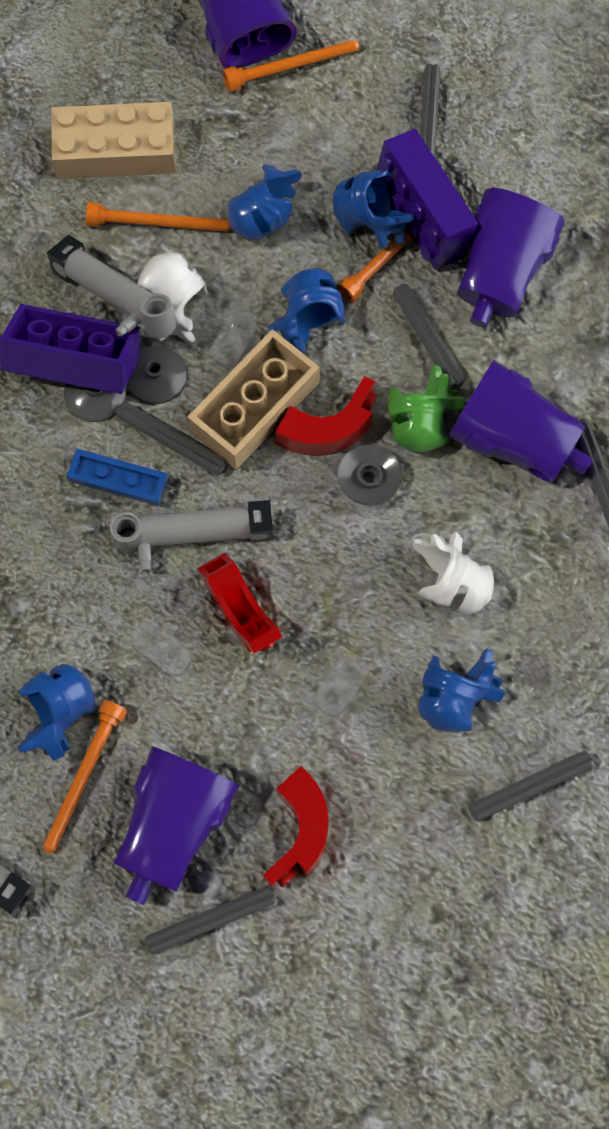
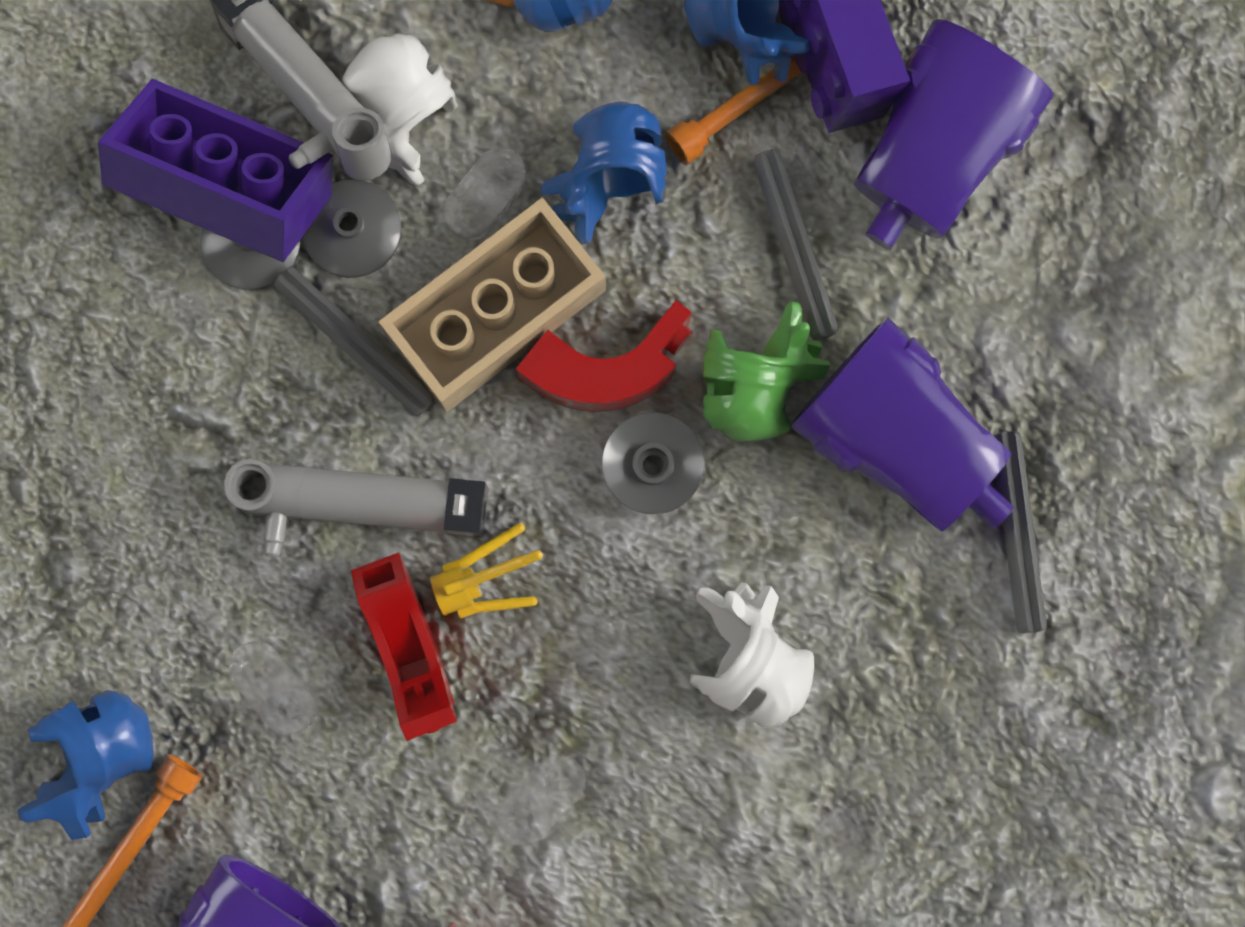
camera: 10 degrees right, 10 degrees up
(117, 477) = (256, 392): blue plate -> none
(264, 567) = (458, 587): none -> yellow plant
(451, 697) = (707, 859): blue piece -> none

